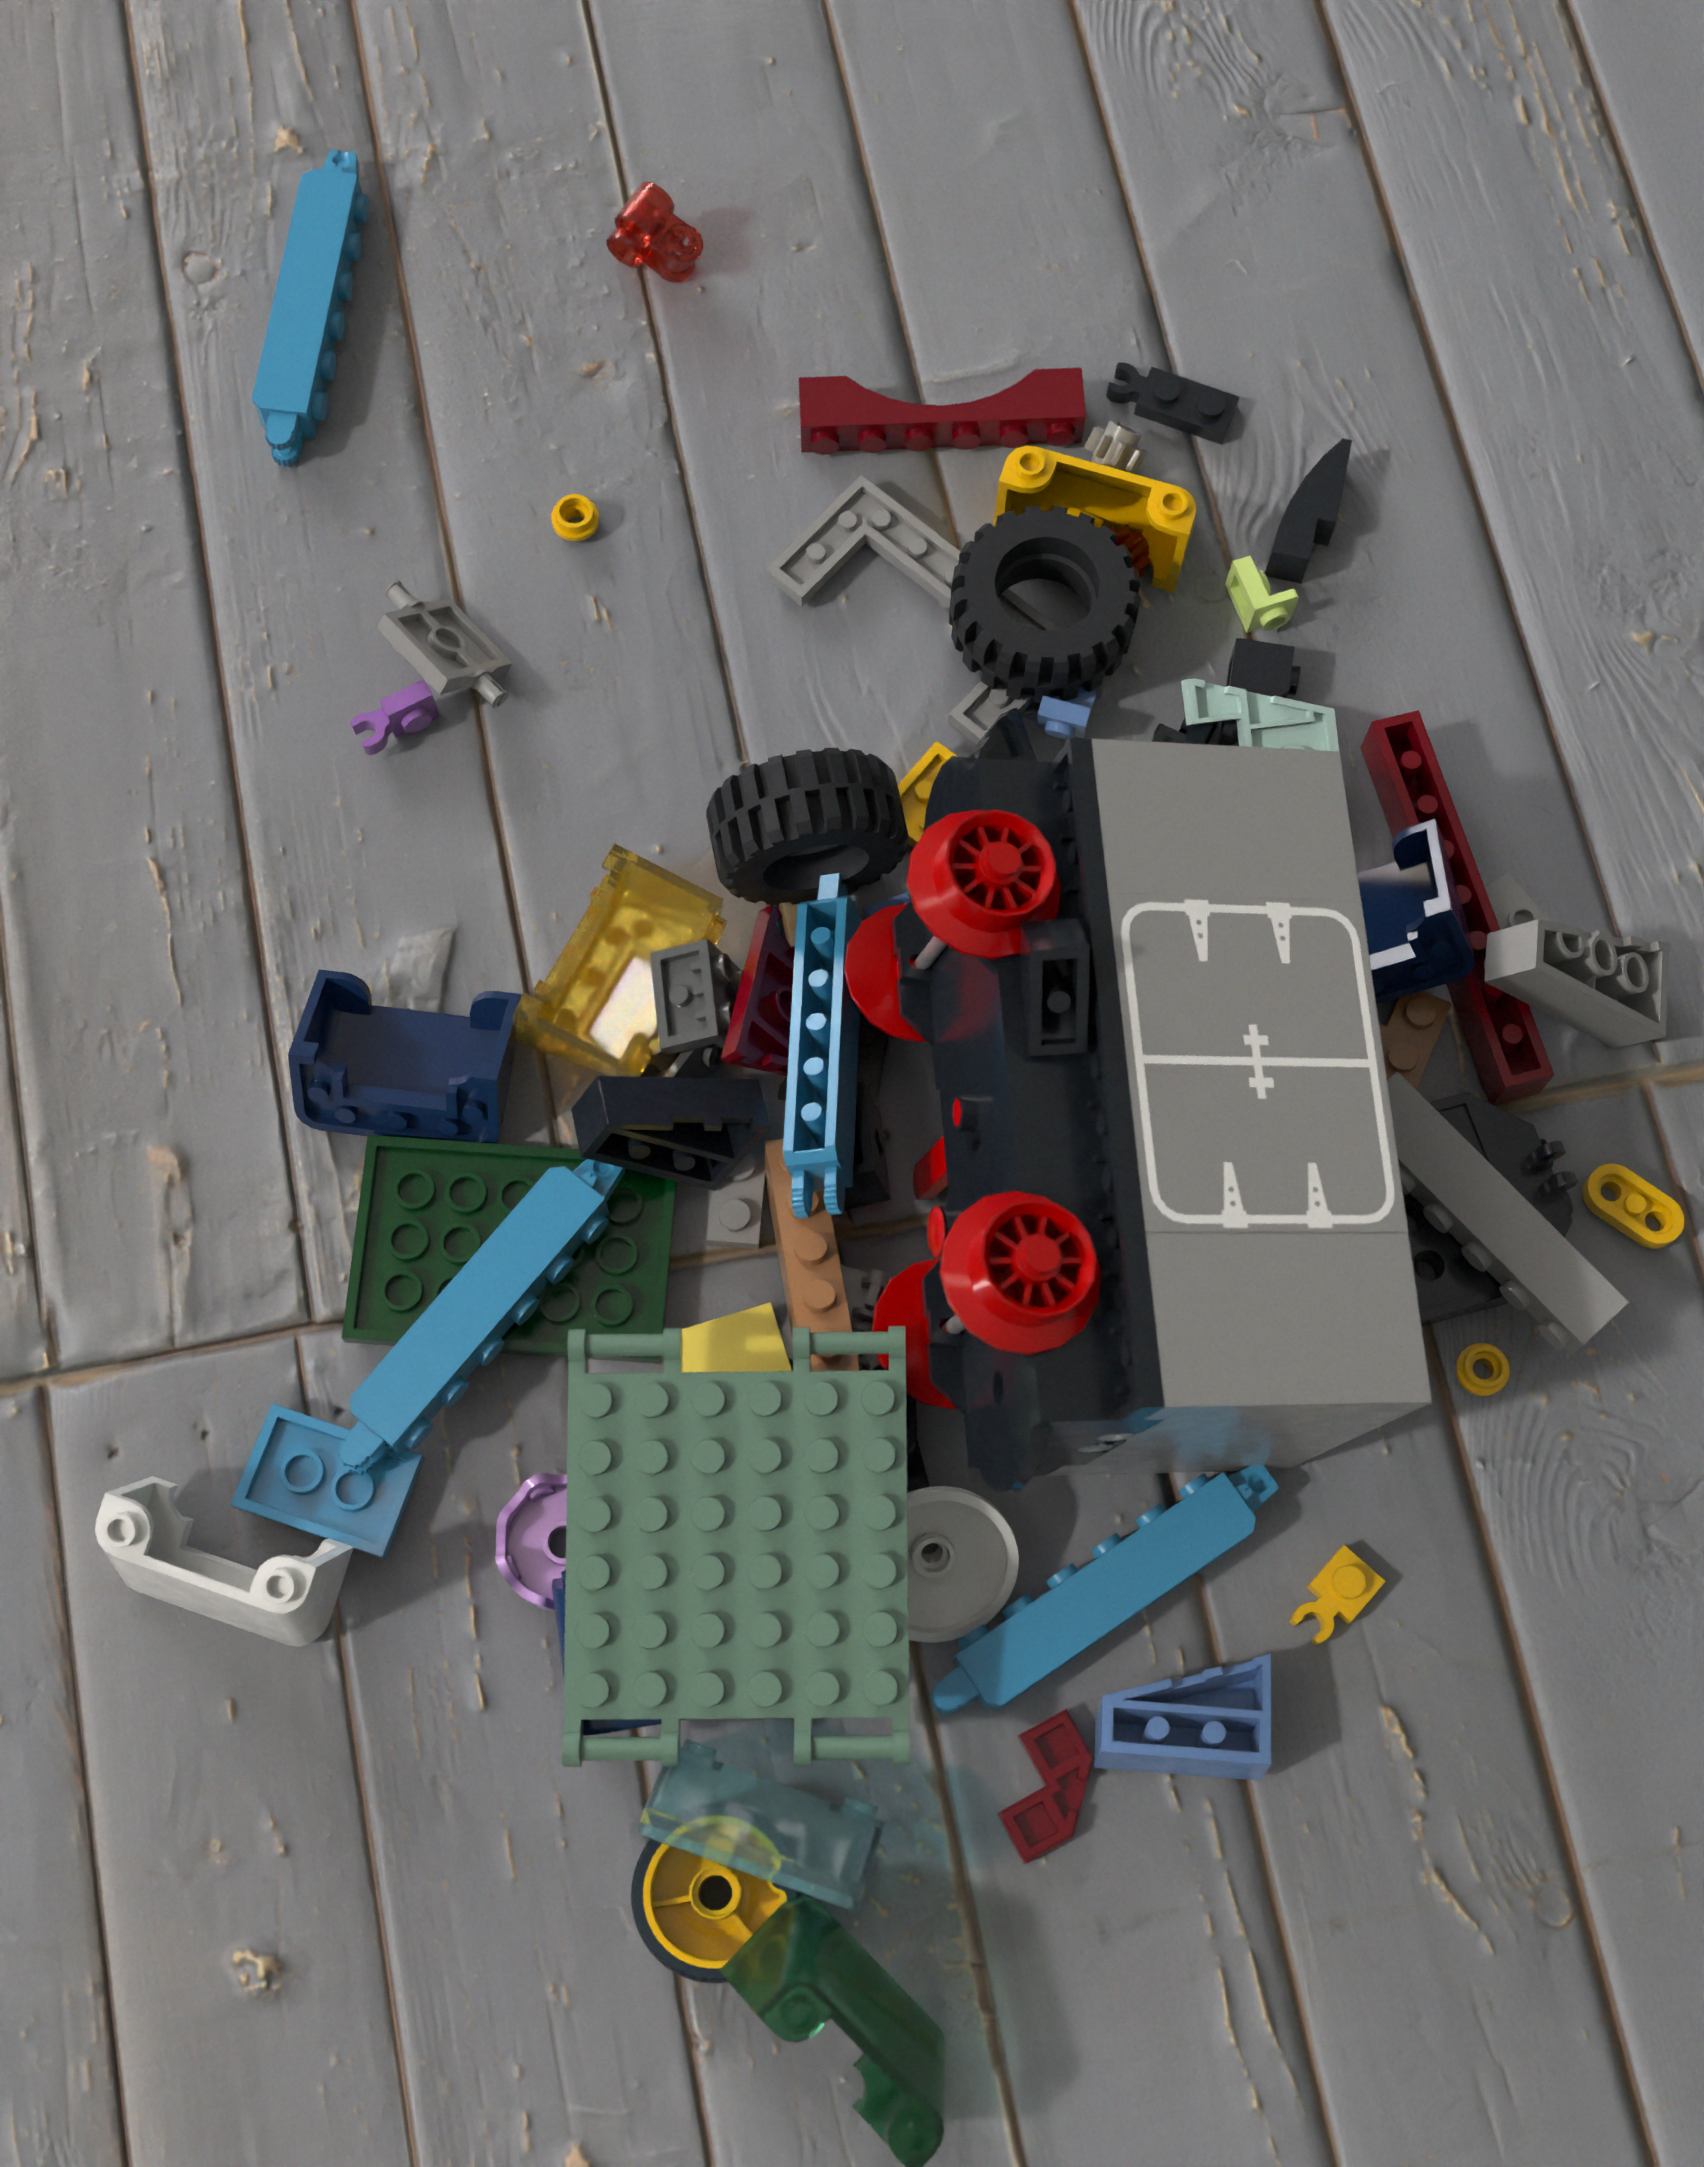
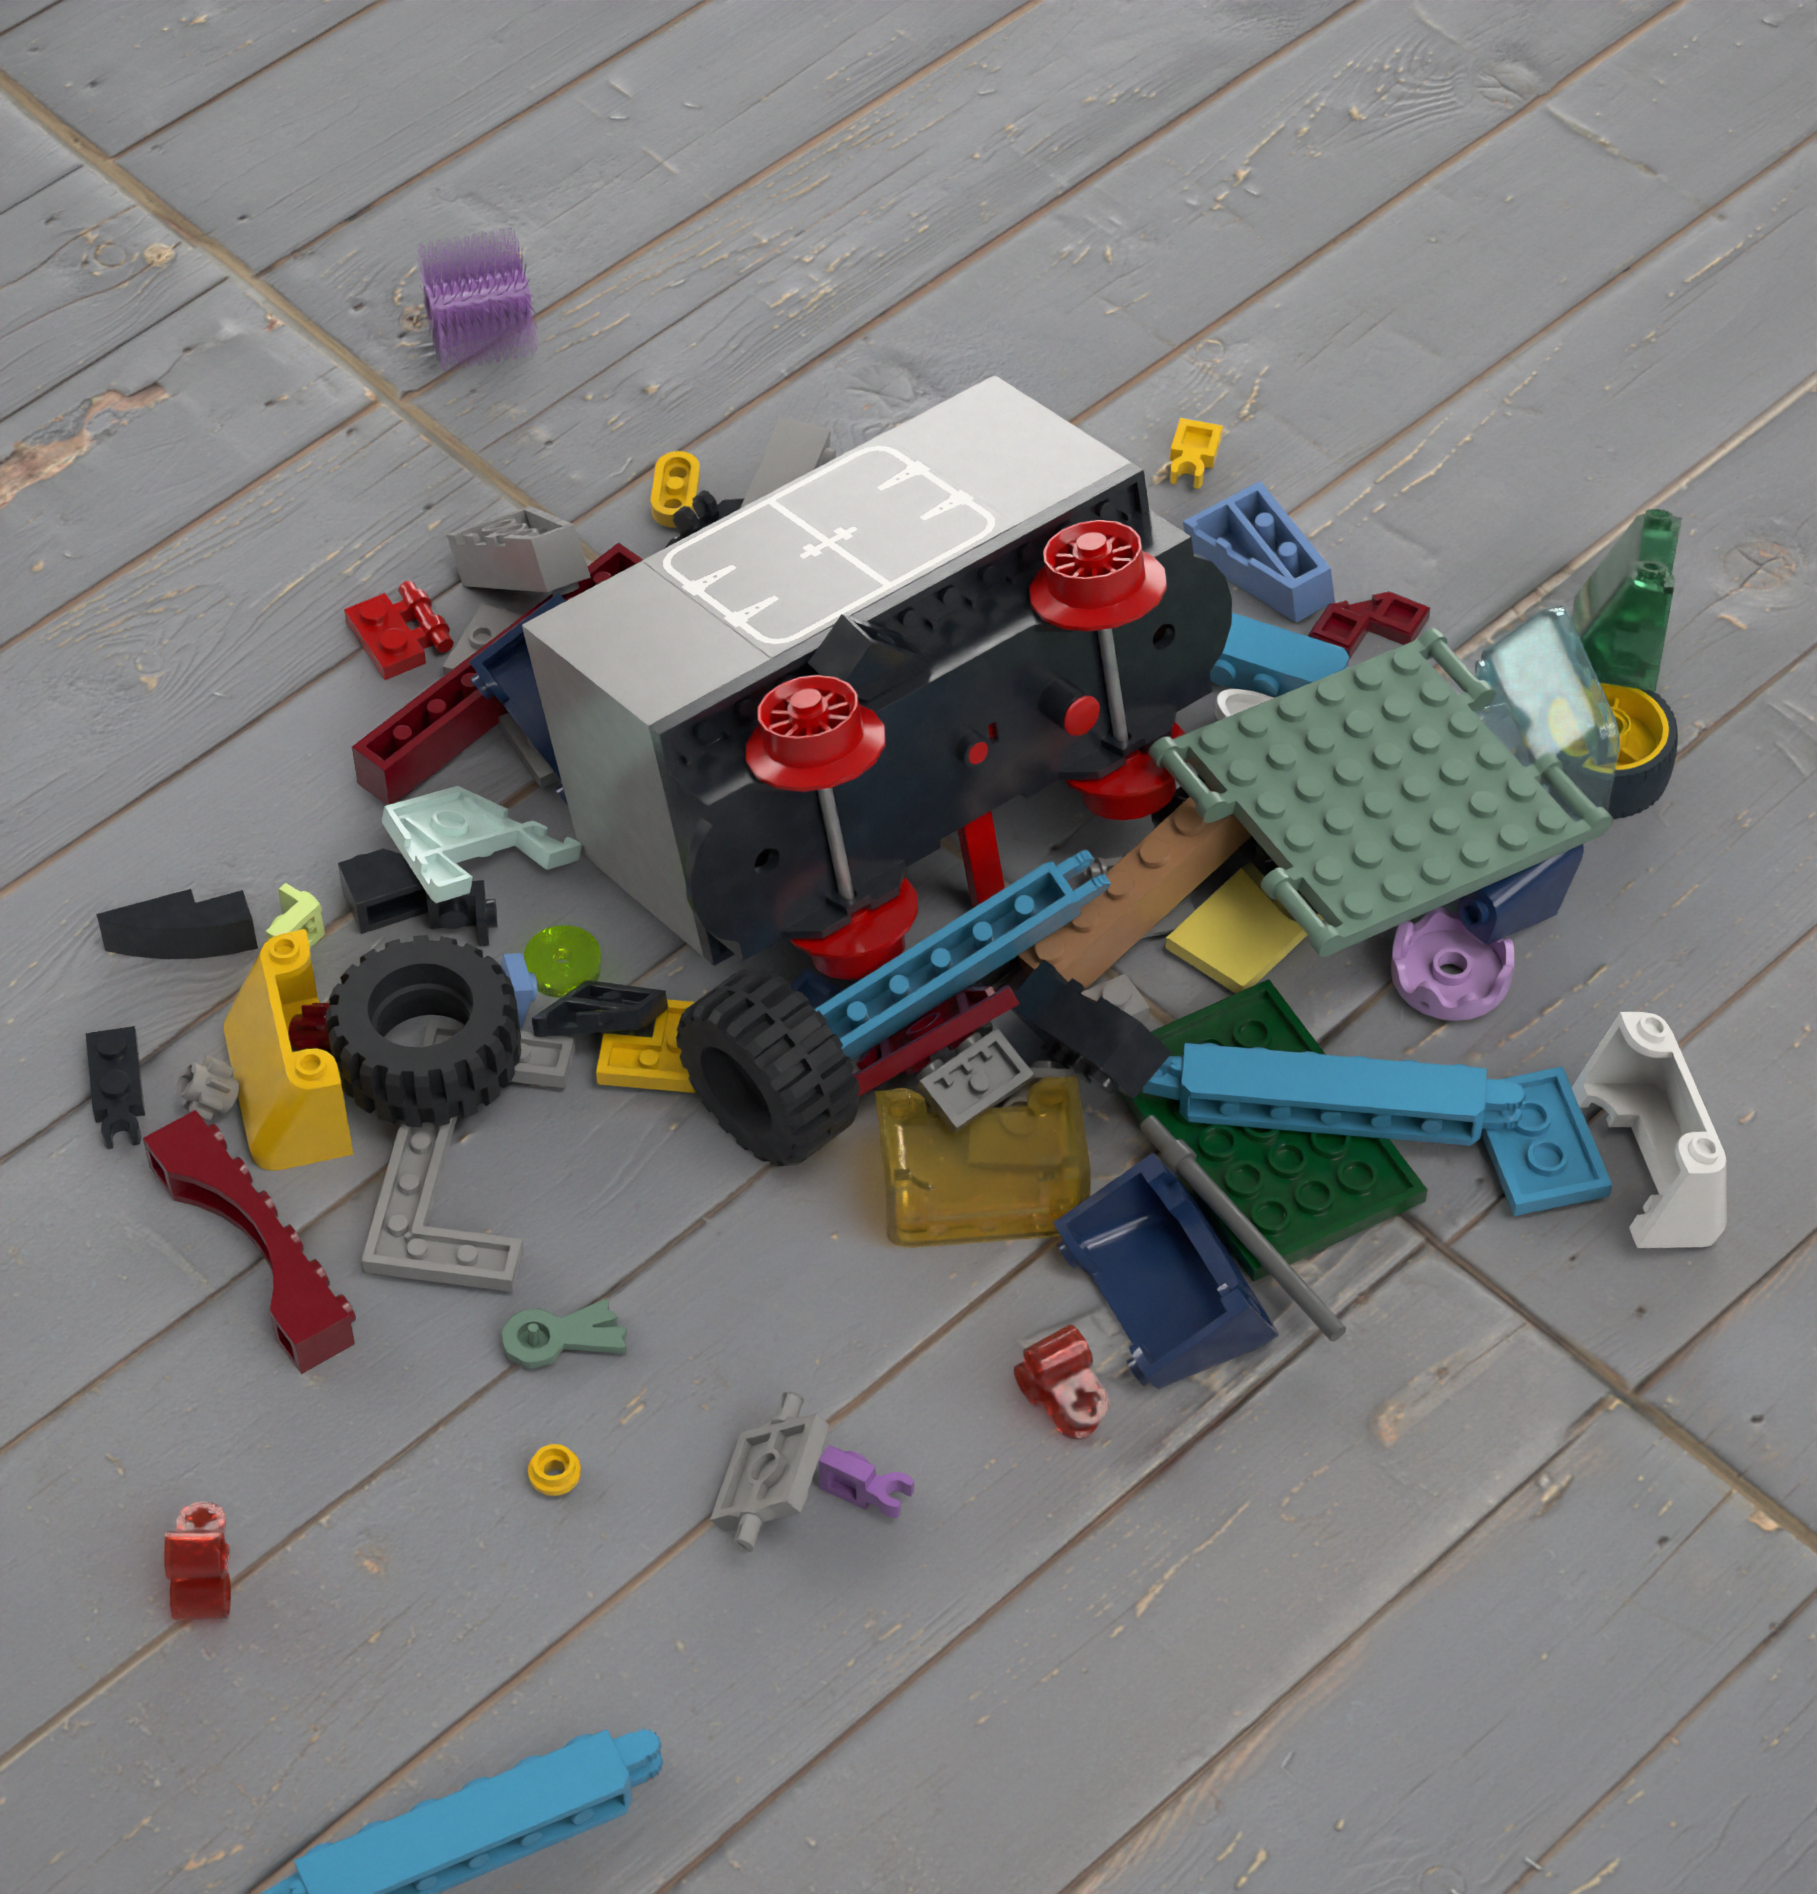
camera: 120 degrees left, 20 degrees down
(367, 907) = (1060, 1376): none -> clear red piece
(511, 1139) = (1181, 1160): none -> dark grey bar
(706, 569) = (538, 1337): none -> sand green piece
(1400, 1770) = (1194, 449): none -> yellow plate
(1584, 850) = (387, 638): none -> red plate

